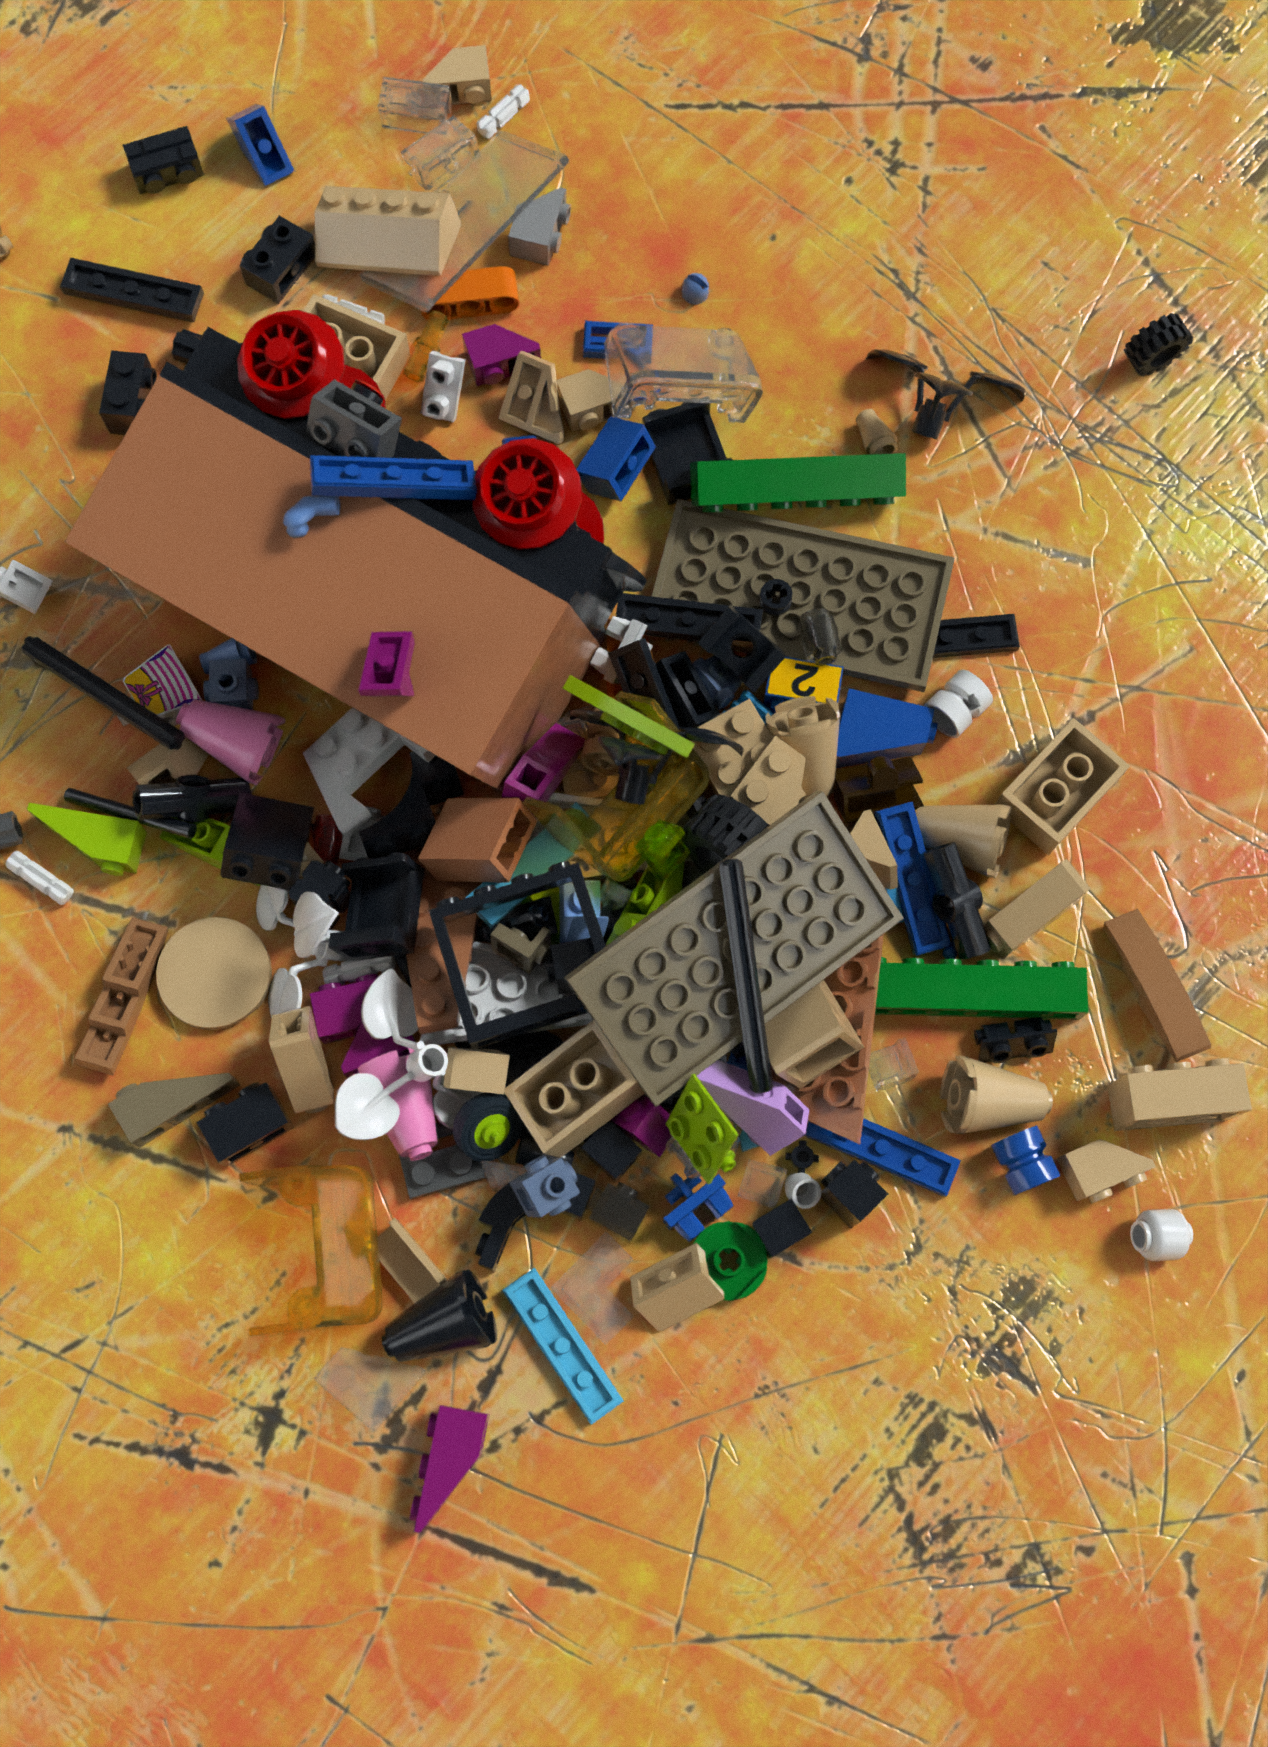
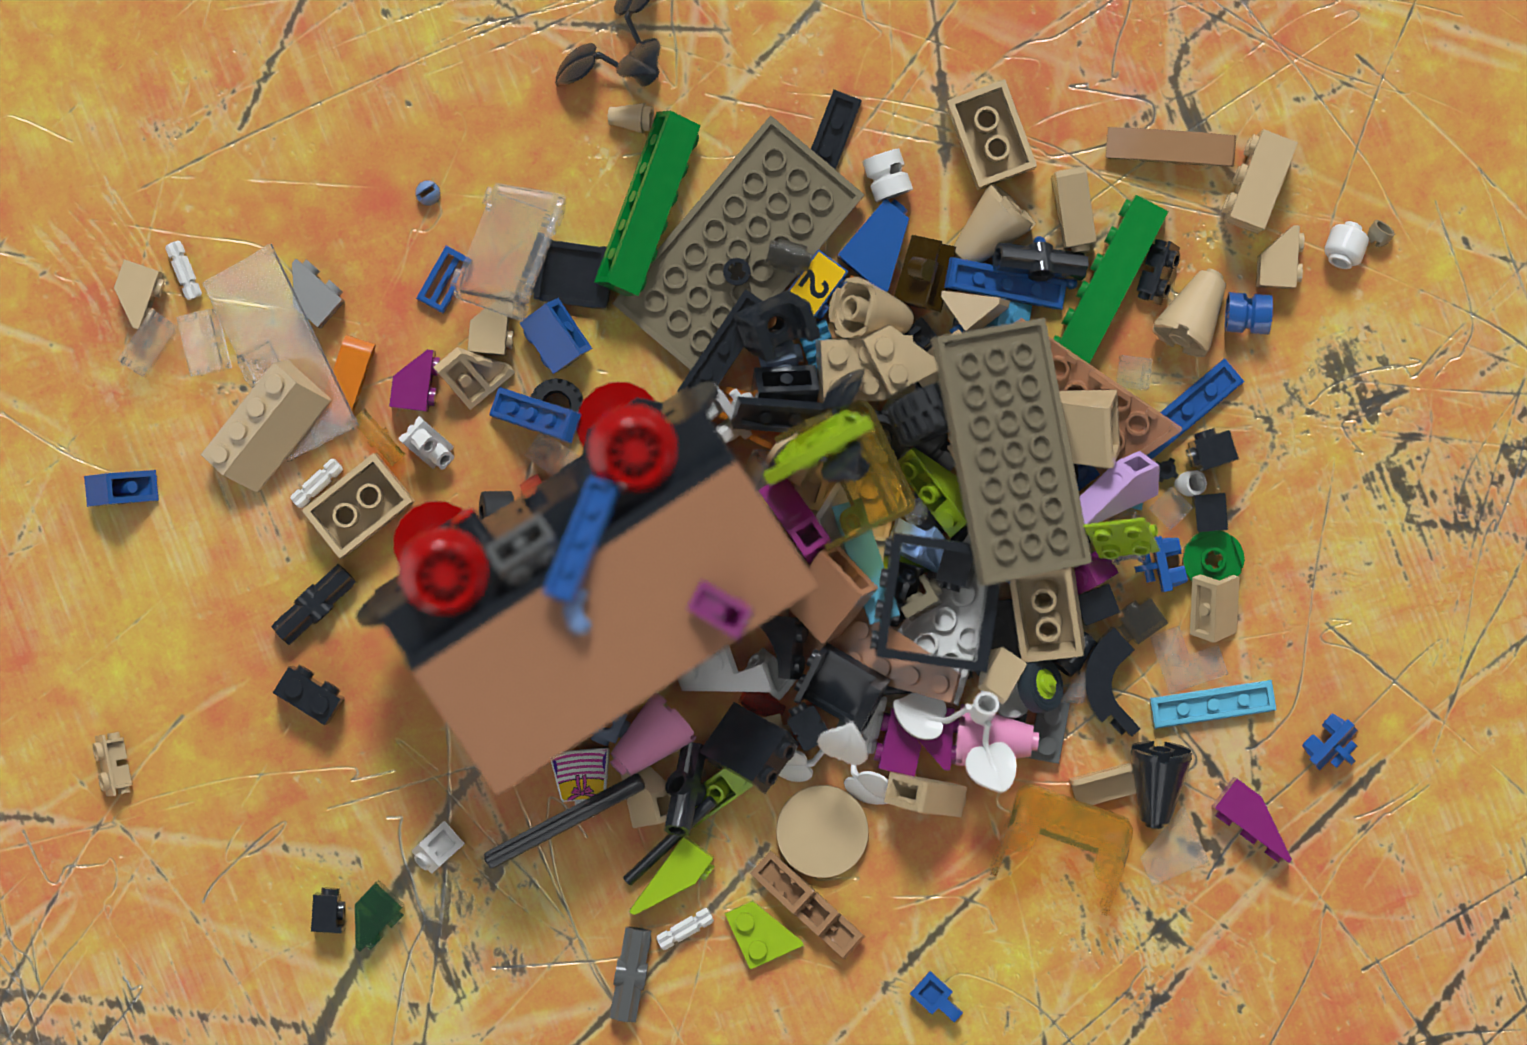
camera: 60 degrees left, 15 degrees up
(67, 961) = (760, 934): none -> lime wing
(75, 1184) = (933, 994): none -> blue plate
(132, 289) = (210, 652): black plate -> none
(160, 1105) = (905, 912): dark tan slope -> none
(163, 160) = (100, 575): black brick -> none
(244, 1123) = (949, 855): black brick -> none
(278, 259) = (239, 521): black brick -> none
(546, 1186) = (1106, 665): sand blue brick -> none
(596, 1520) = (1341, 733): none -> blue hips
(663, 848) = (907, 464): clear neon green bracket -> none
(746, 975) = (1036, 455): black axle -> none
(1196, 1268) = (1381, 233): none -> dark tan hinge

